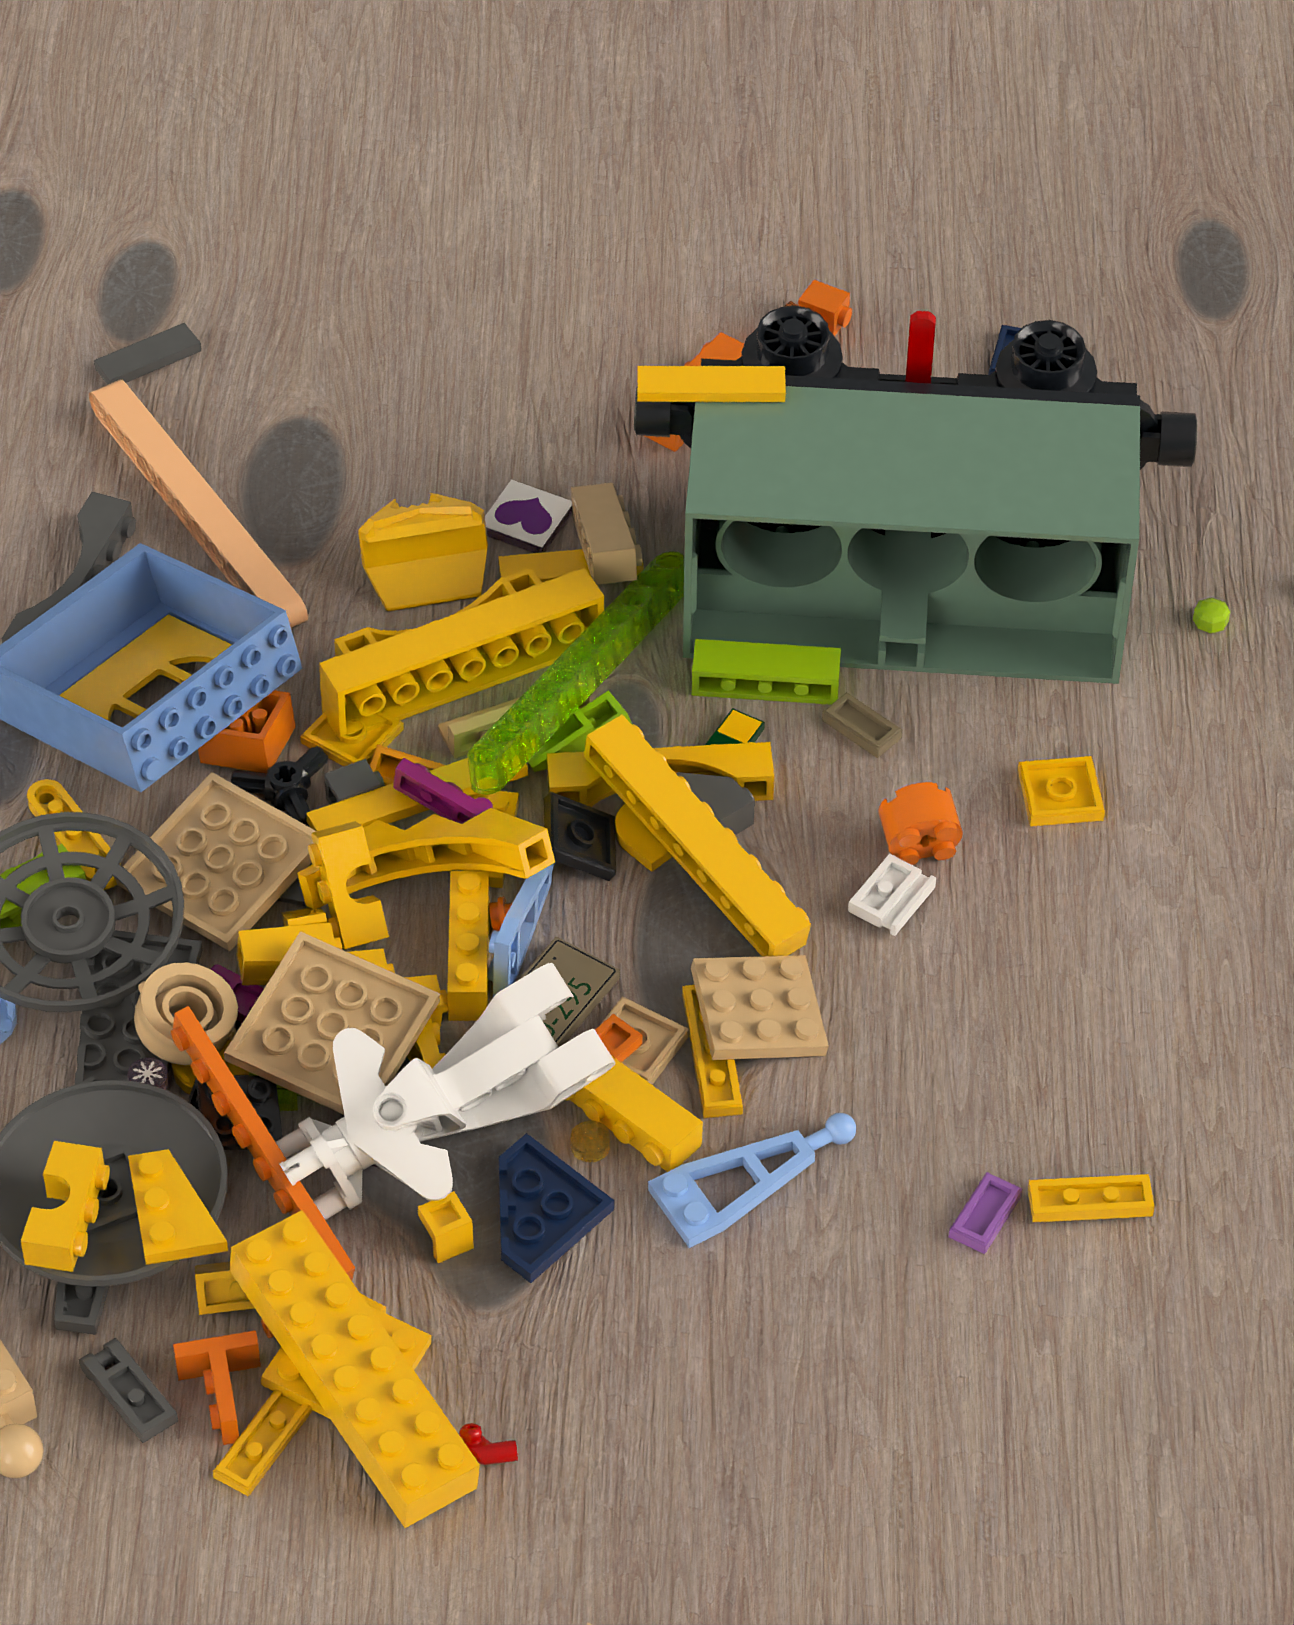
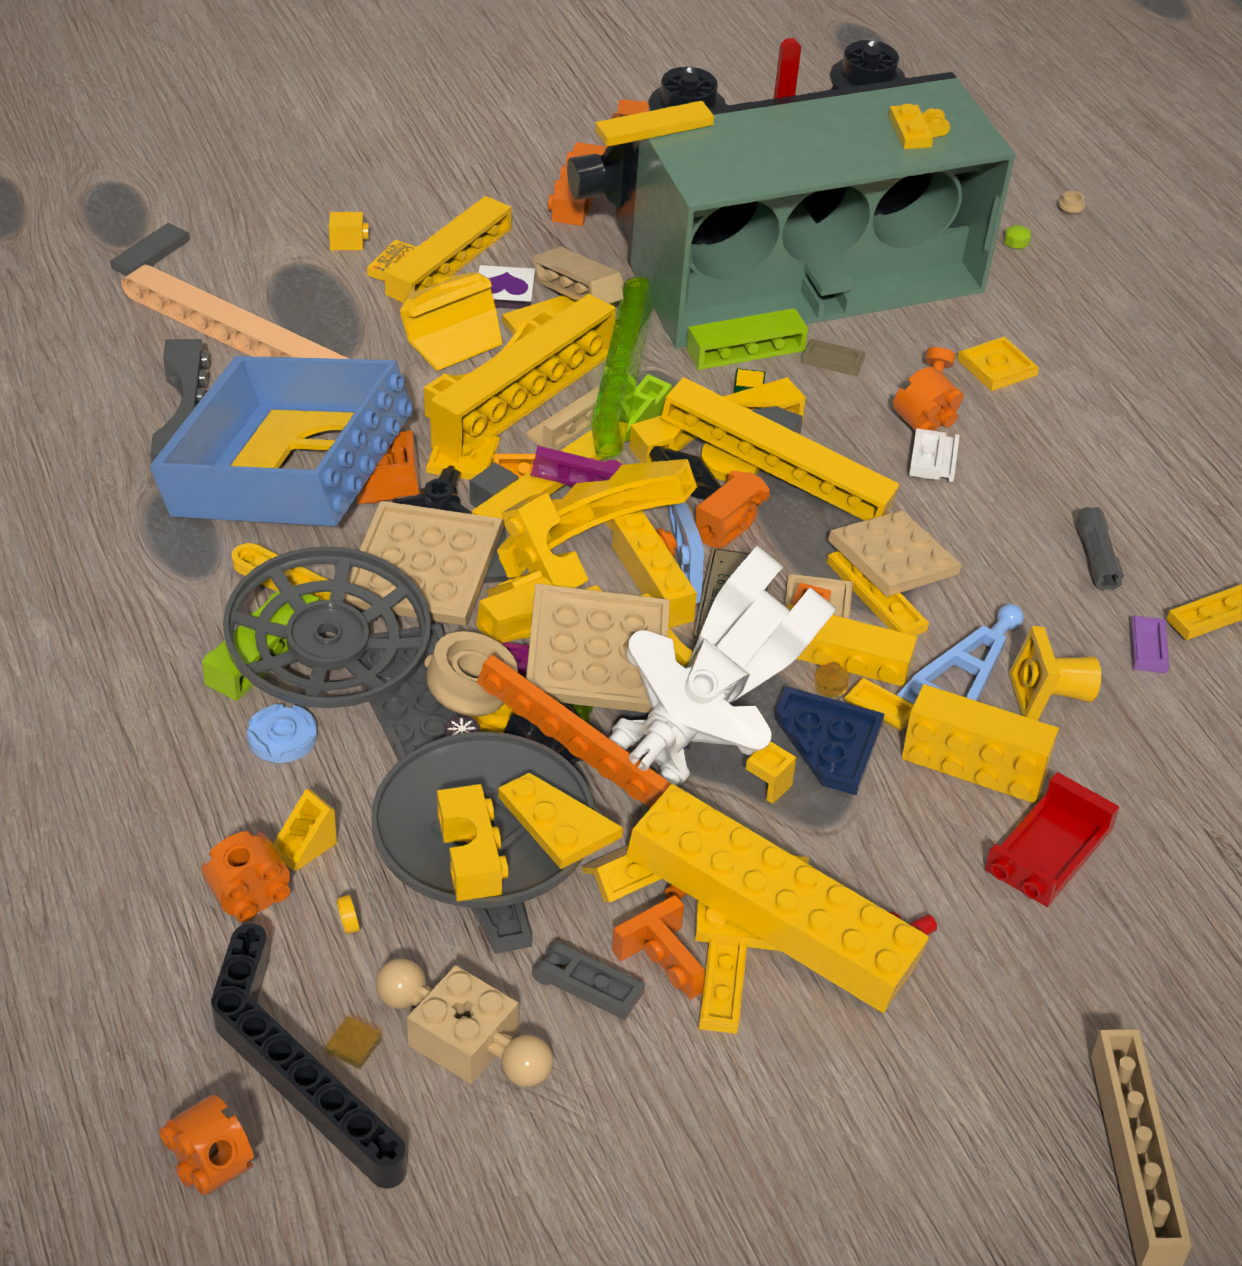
camera: 25 degrees left, 5 degrees down
(381, 389) = (347, 230): none -> yellow brick
(416, 445) = (388, 257): none -> yellow tile
(486, 448) = (449, 248): none -> yellow brick
(599, 896) = (730, 509): none -> orange piece
(627, 1187) = (876, 698): none -> yellow tile
(686, 1270) = (979, 743): none -> yellow brick
(705, 1407) = (1053, 840): none -> red panel
(828, 1218) = (1040, 674): none -> yellow plant
(984, 766) = (939, 358): none -> orange tile
(1007, 1073) = (1104, 564): none -> dark grey axle
(1034, 467) = (917, 129): none -> yellow hinge

